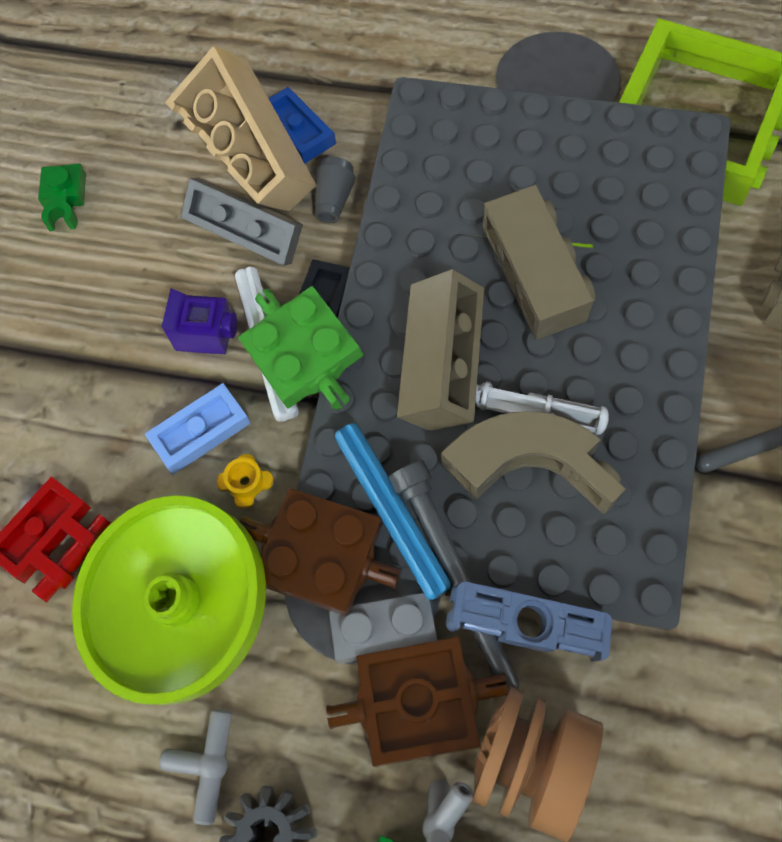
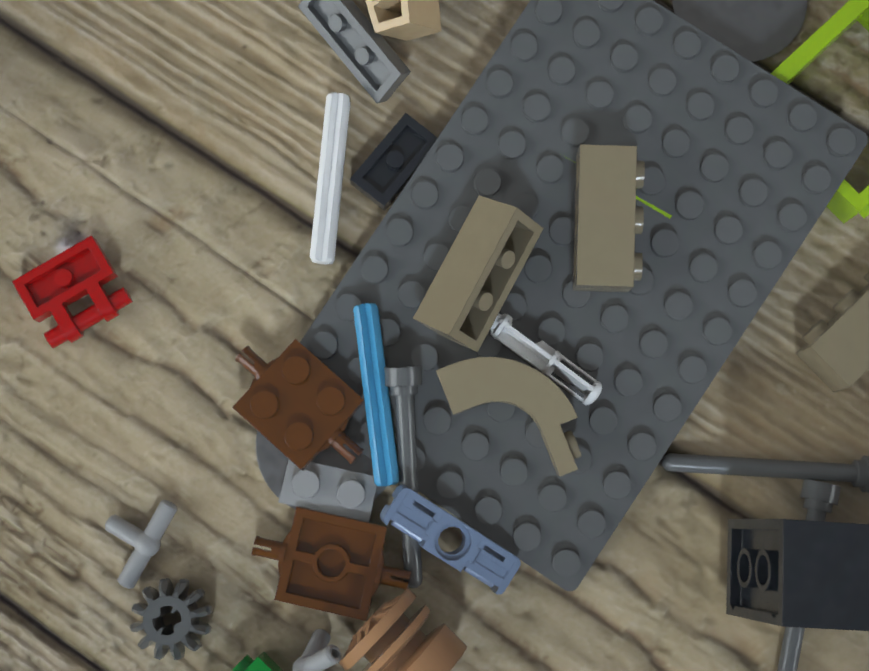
camera: 10 degrees right, 15 degrees up
(168, 601) = (157, 394): lime dish -> none
(197, 428) = (236, 241): light blue plate -> none
(199, 323) = (275, 135): dark purple window -> none
(244, 467) = (249, 303): yellow plate -> none
(301, 348) = (357, 205): bright green plate -> none
(333, 187) = (458, 37): dark grey cone -> none

